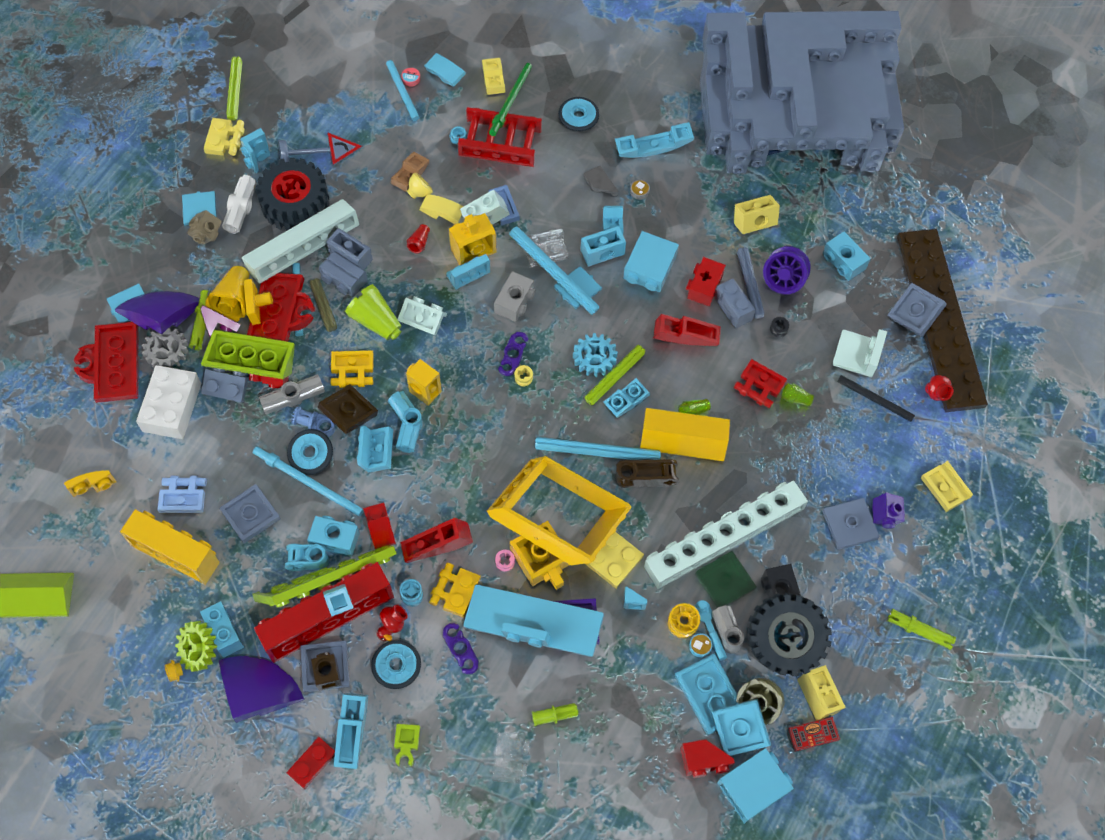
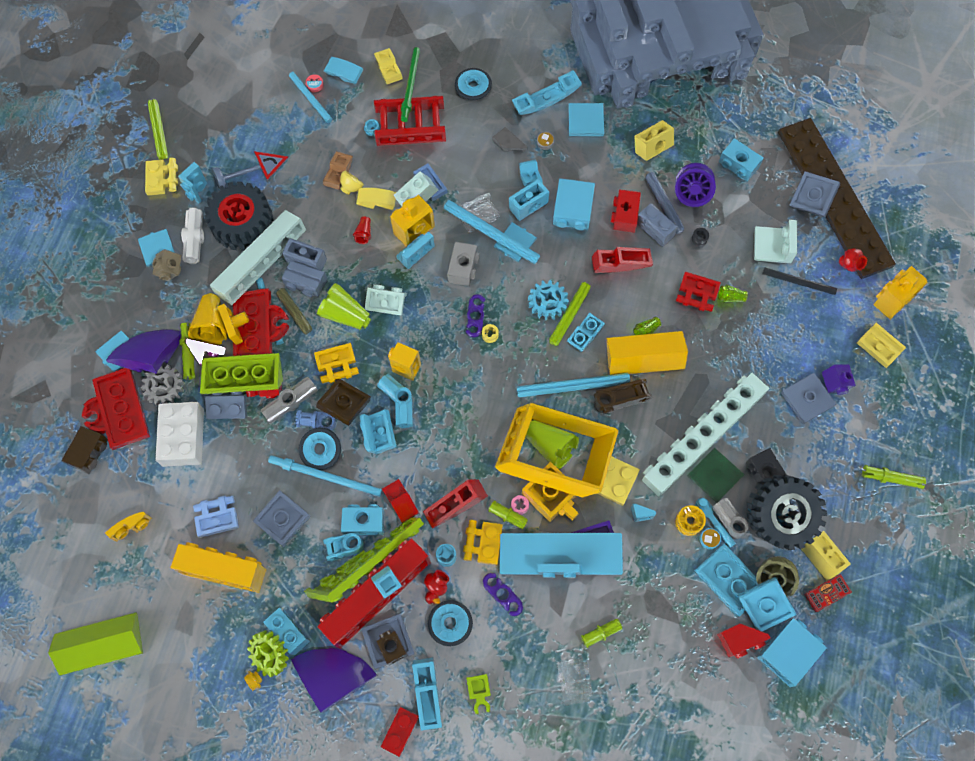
camera: 10 degrees left, 5 degrees up
(67, 395) = (85, 450): none -> dark brown brick
(489, 567) = (508, 515): none -> lime axle
(557, 503) = (552, 442): none -> lime cone
(689, 177) = (586, 119): none -> medium azure tile
(981, 433) = (899, 291): none -> yellow hinge

